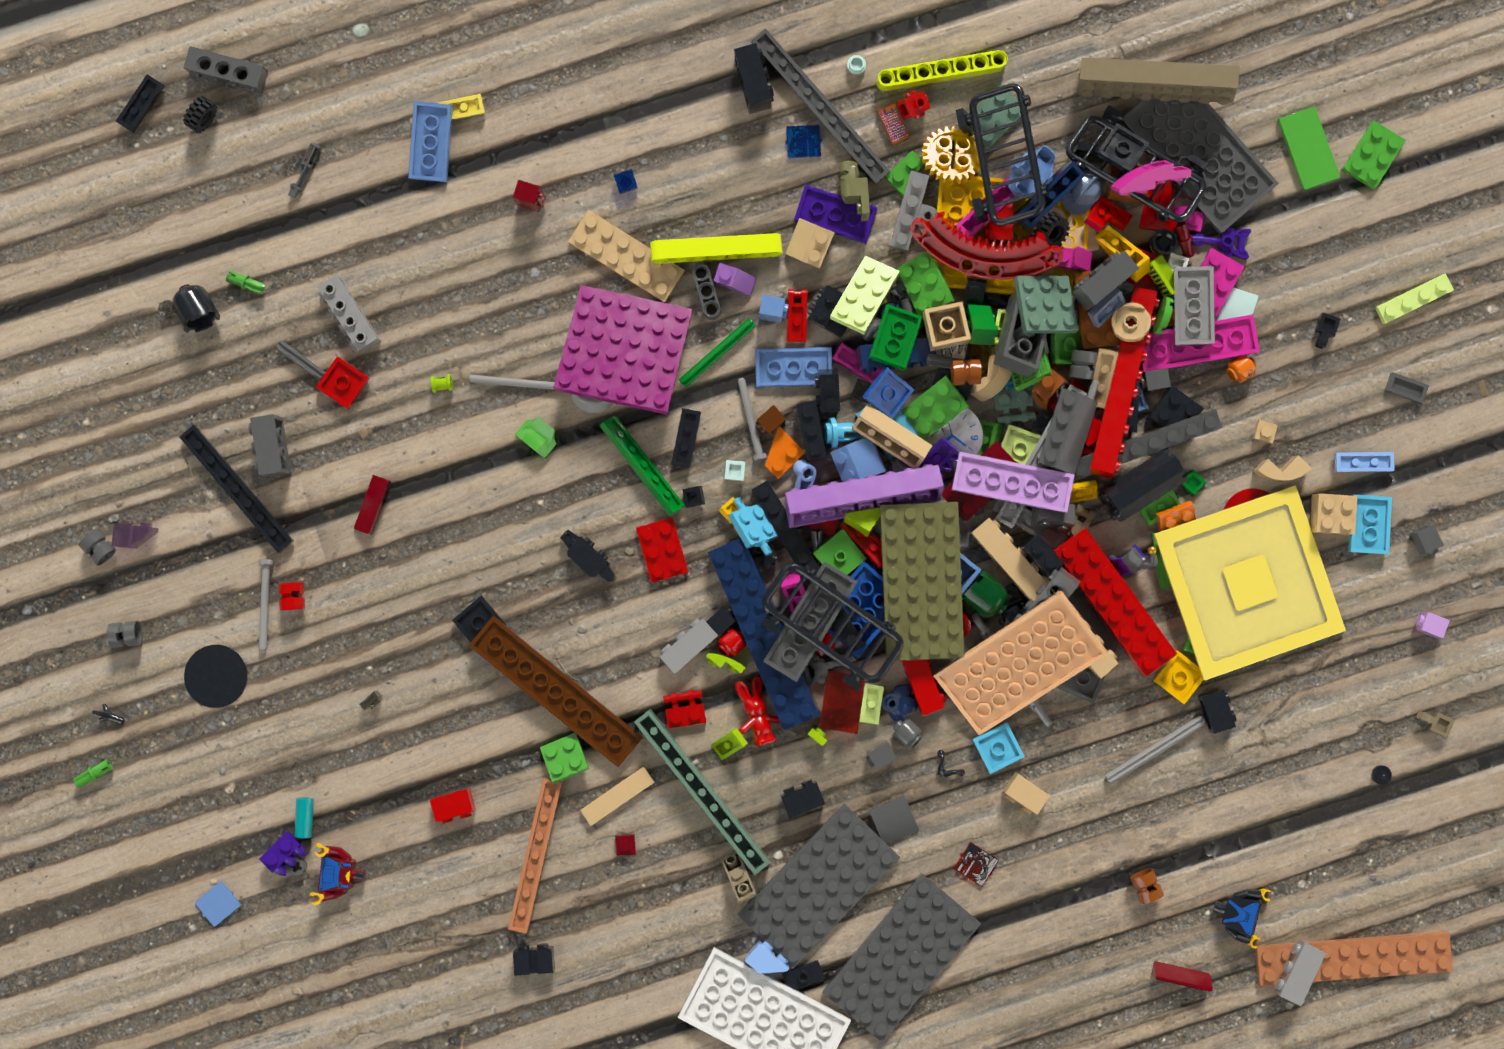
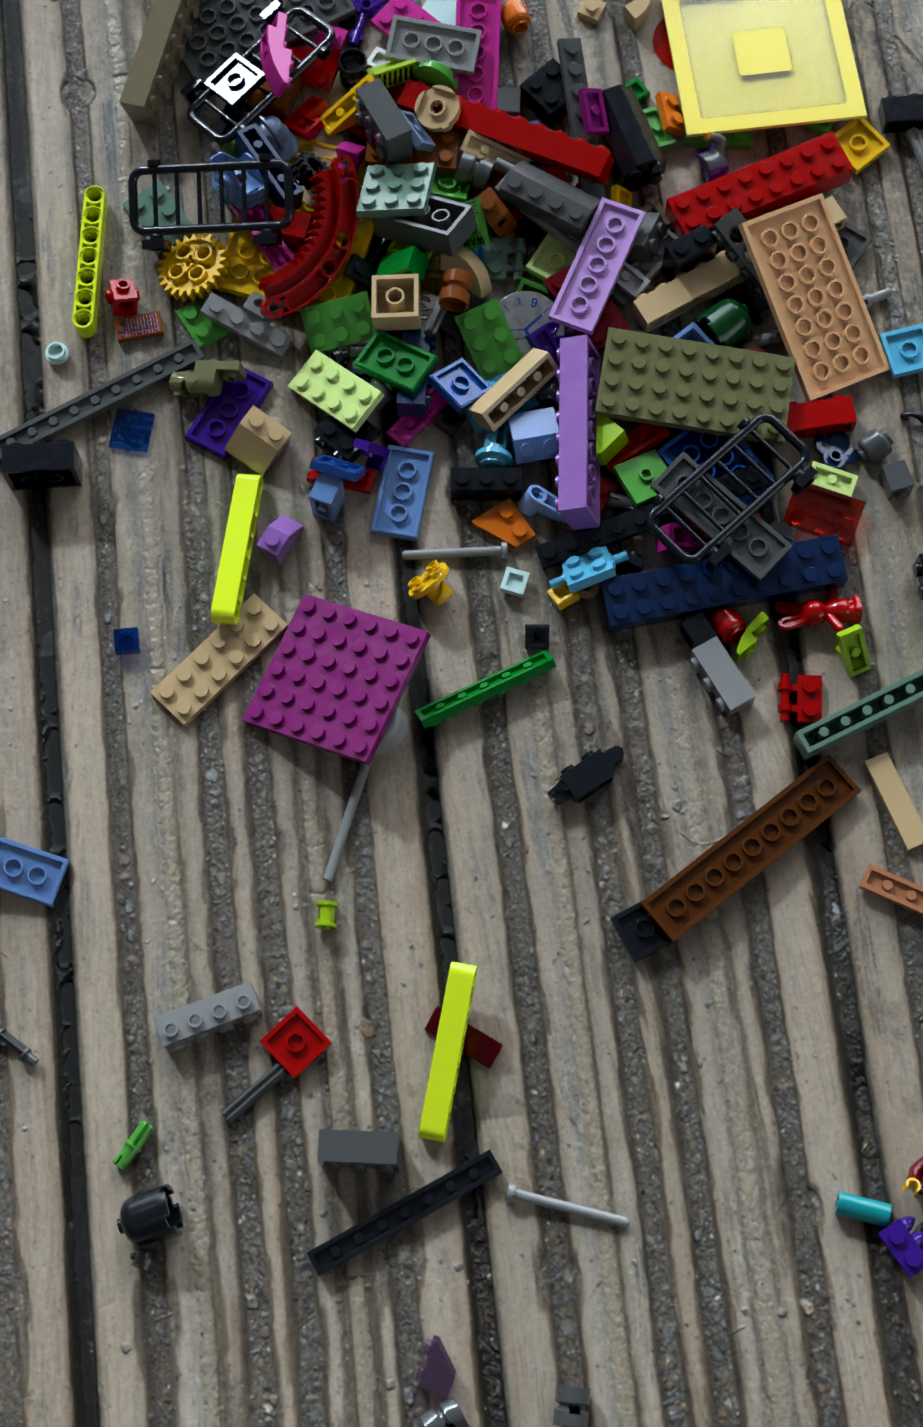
camera: 75 degrees left, 15 degrees down
(215, 676) = (650, 1296): black sticker -> none
(288, 602) = (564, 1164): red wheel -> none
(354, 495) = (448, 1052): none -> neon yellow beam
(371, 701) = (722, 1087): clear smoke plate -> none
(452, 805) = (877, 1008): red brick -> none
(529, 196) = (115, 754): dark red brick -> none
(538, 436) = (419, 809): bright green slope -> none
(564, 758) = (838, 854): bright green plate -> none
(662, 550) = (595, 687): red plate -> none
(686, 438) = (462, 631): black plate -> none
(702, 283) = (277, 566): dark grey beam -> none
(717, 352) = (363, 573): green axle -> none
(717, 405) = (431, 584): none -> yellow plate
(770, 420) = (462, 528): reddish brown brick -> none
(794, 312) = (338, 468): none -> blue tile
(818, 735) = (860, 547): lime plate -> none
(819, 336) = (376, 454): none -> dark purple bracket
(829, 394) = (440, 451): black brick -> none
(1153, 452) = (593, 111): none -> magenta plate
(1184, 239) = (353, 41): dark red pin -> none

